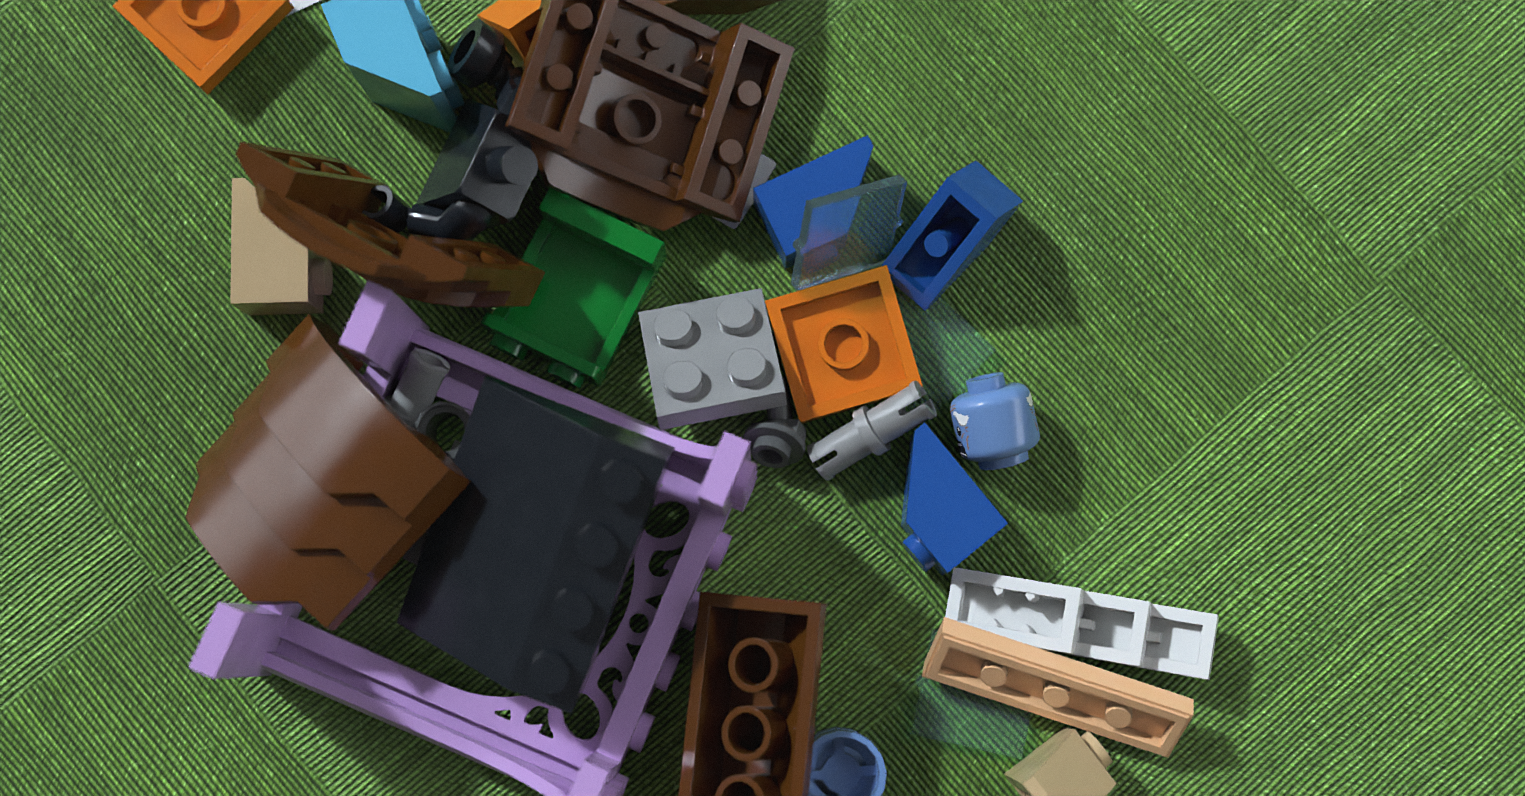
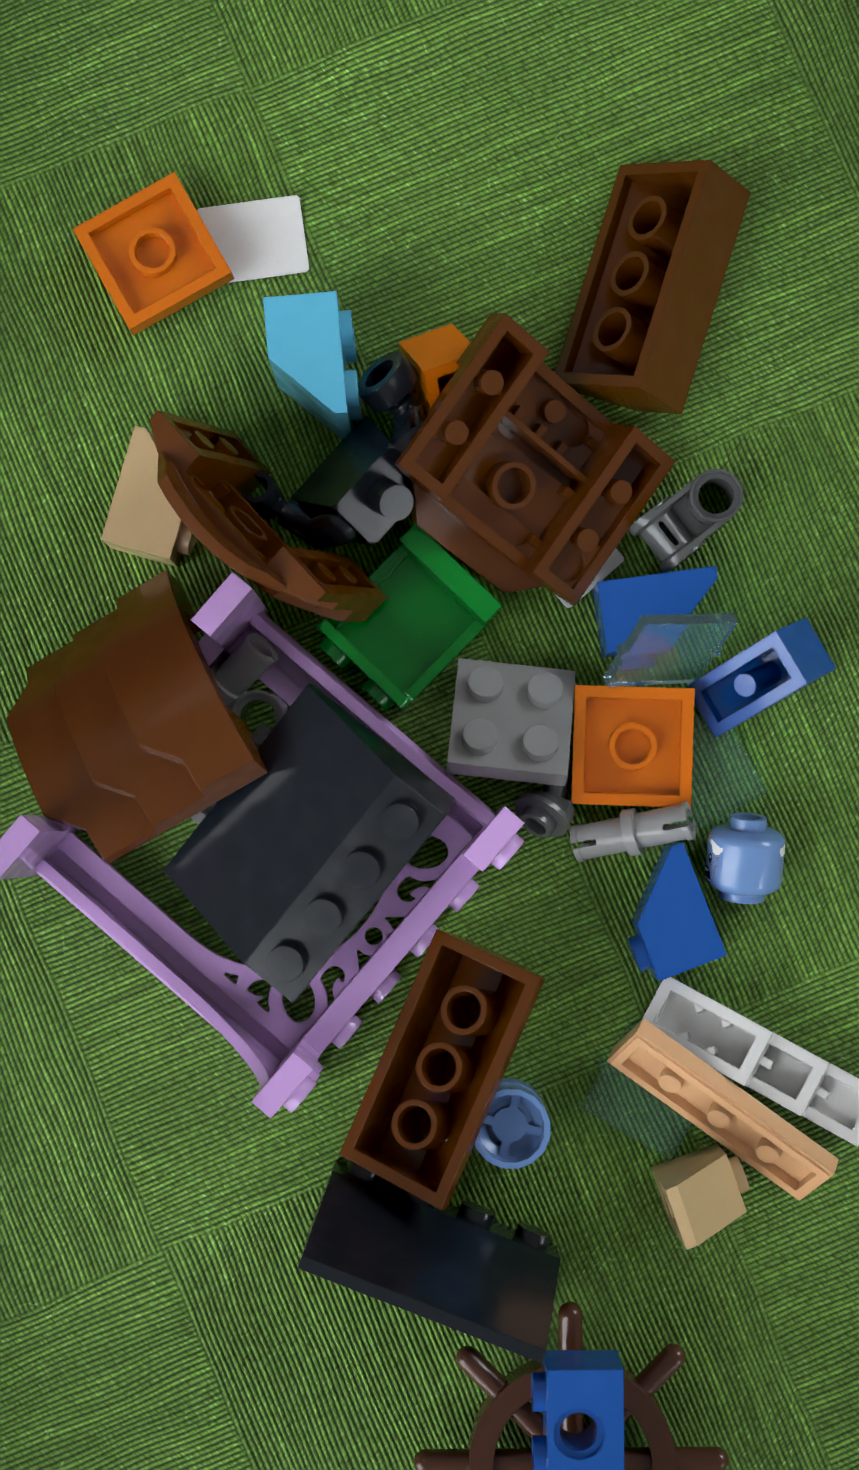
camera: 20 degrees right, 5 degrees up
(820, 109) = (681, 525): none -> dark grey piece

